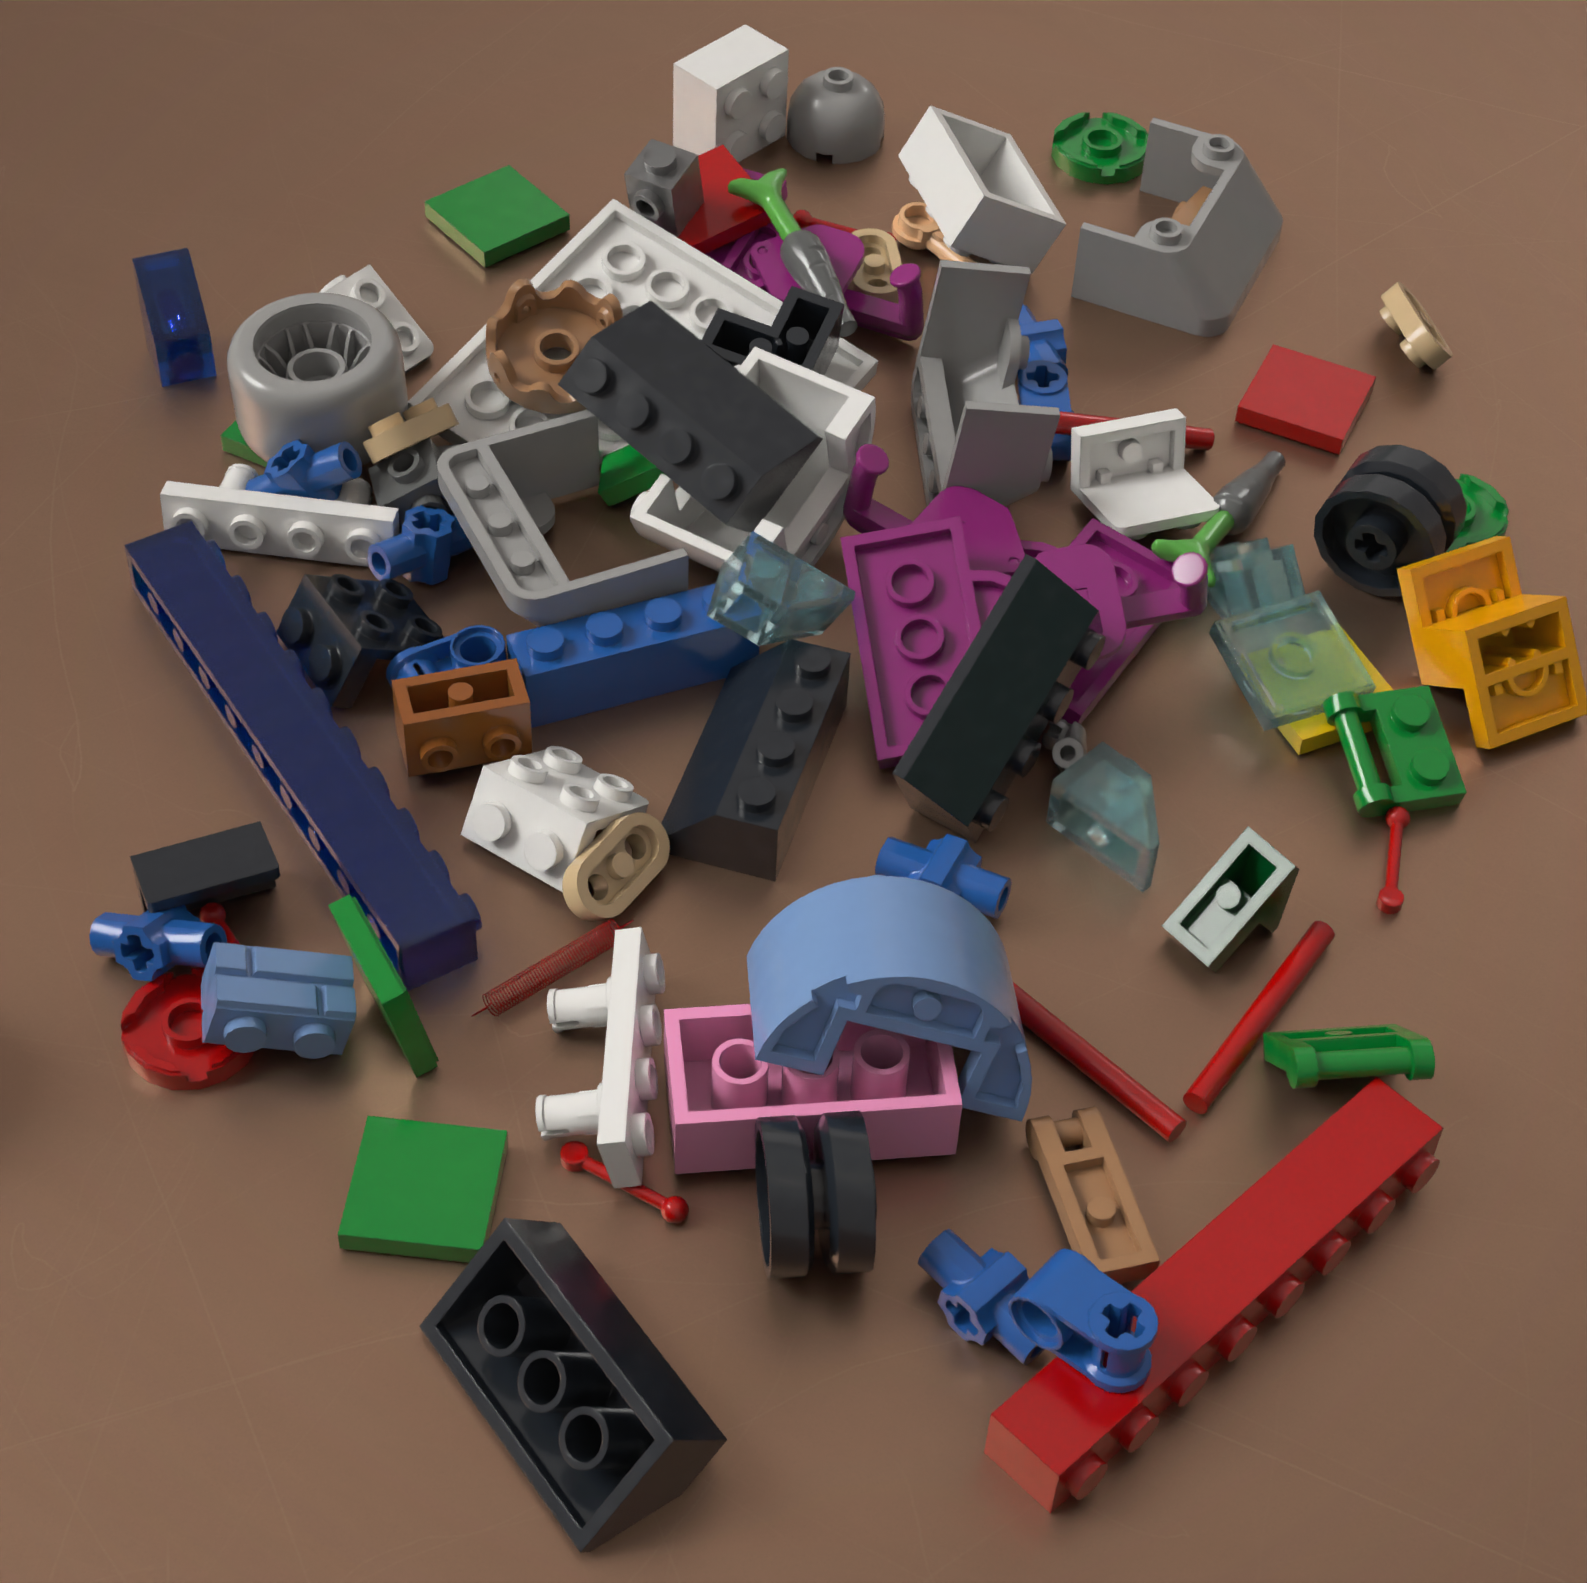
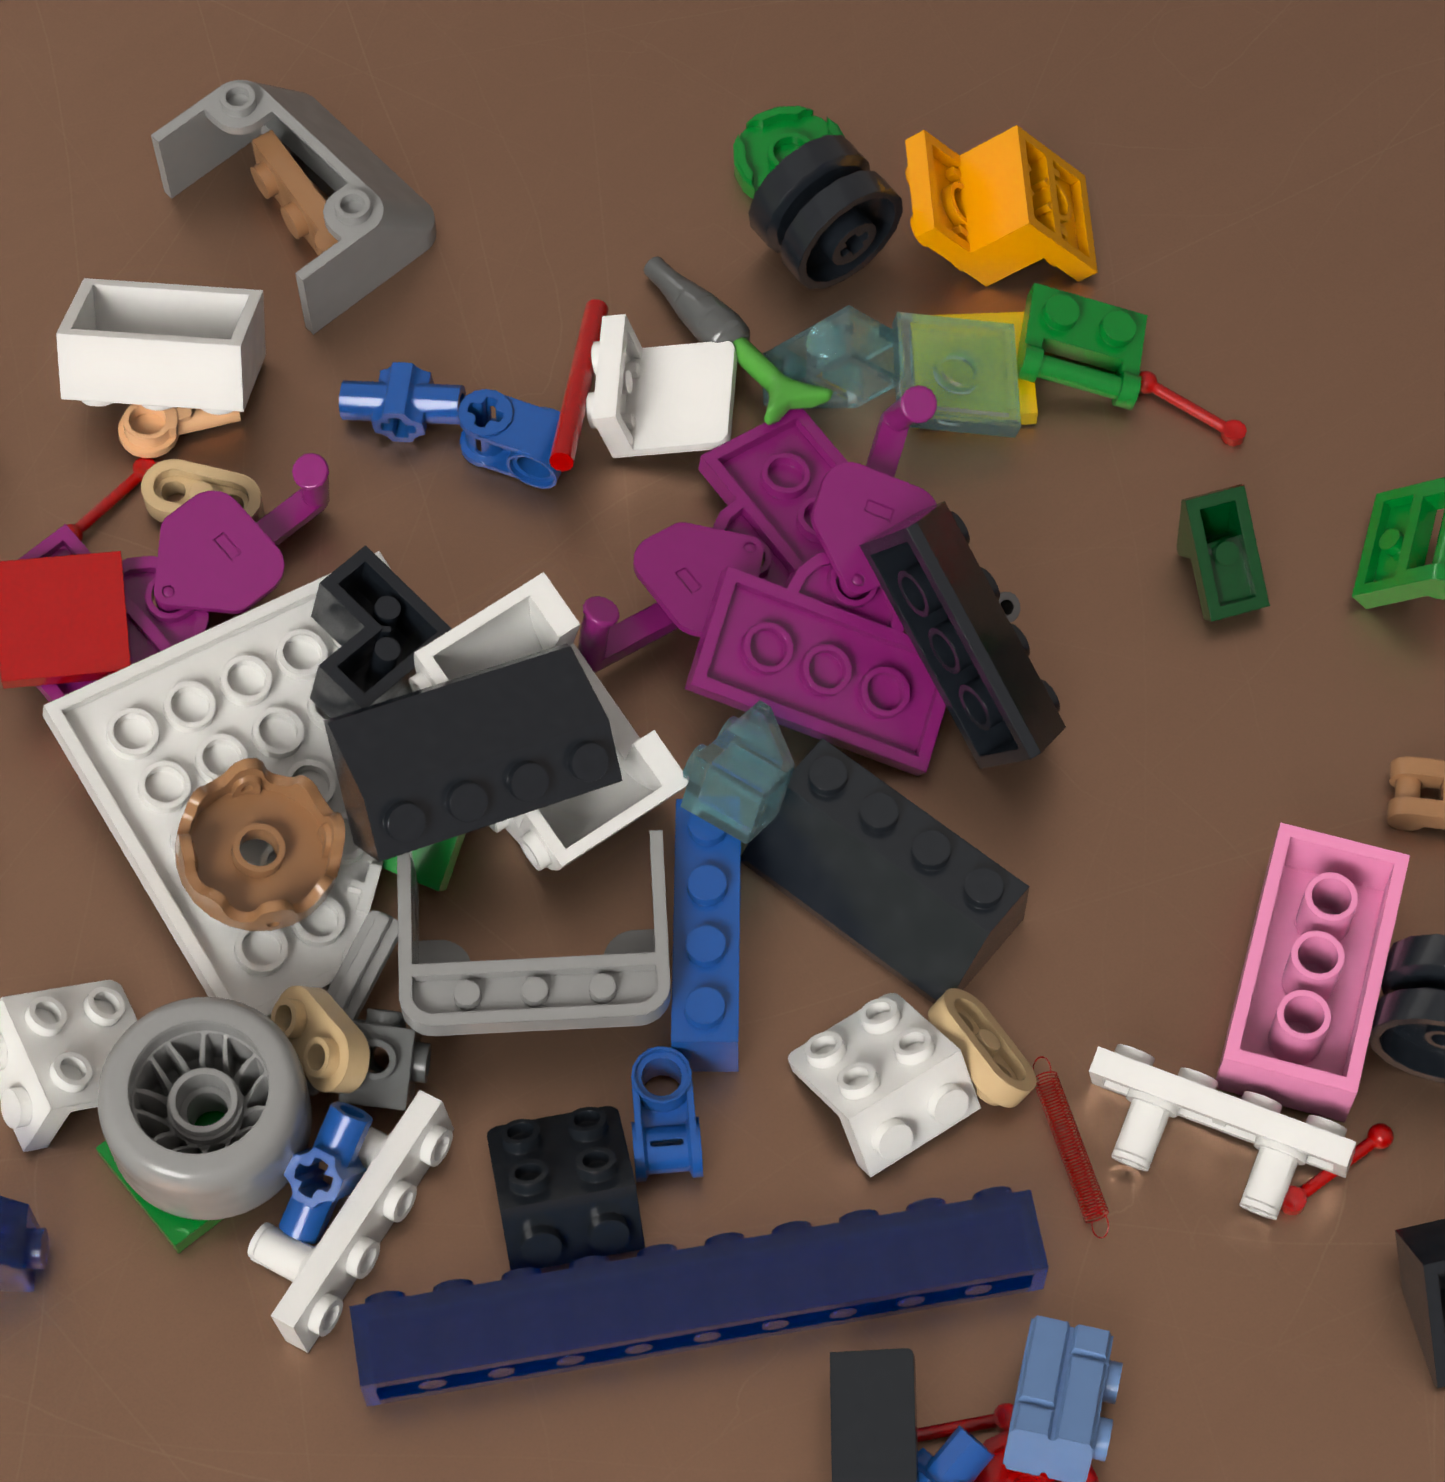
camera: 65 degrees left, 15 degrees up
(384, 984) = (1091, 1294): green tile -> none
(422, 549) = (464, 1086): blue axle -> none
(423, 1189) = (1294, 1339): green tile -> none
(462, 717) = (748, 1122): dark orange brick -> none
(665, 185) = (60, 646): flat silver brick -> none
(801, 249) = (213, 553): piece -> none
(896, 961) = (1275, 869): medium blue cylinder -> none
(948, 864) = (1094, 773): blue axle -> none
(966, 392) = (510, 506): light grey windscreen -> none
(1099, 1067) = (1314, 749): red bar -> none
(1100, 148) = (90, 202): green tile -> none
(1109, 812) = (1075, 602): clear light blue slope -> none
(1258, 1017) = (1330, 591): red bar -> none
(1305, 399) = (578, 199): red tile -> none
(1408, 316) = (506, 57): tan plate -> none

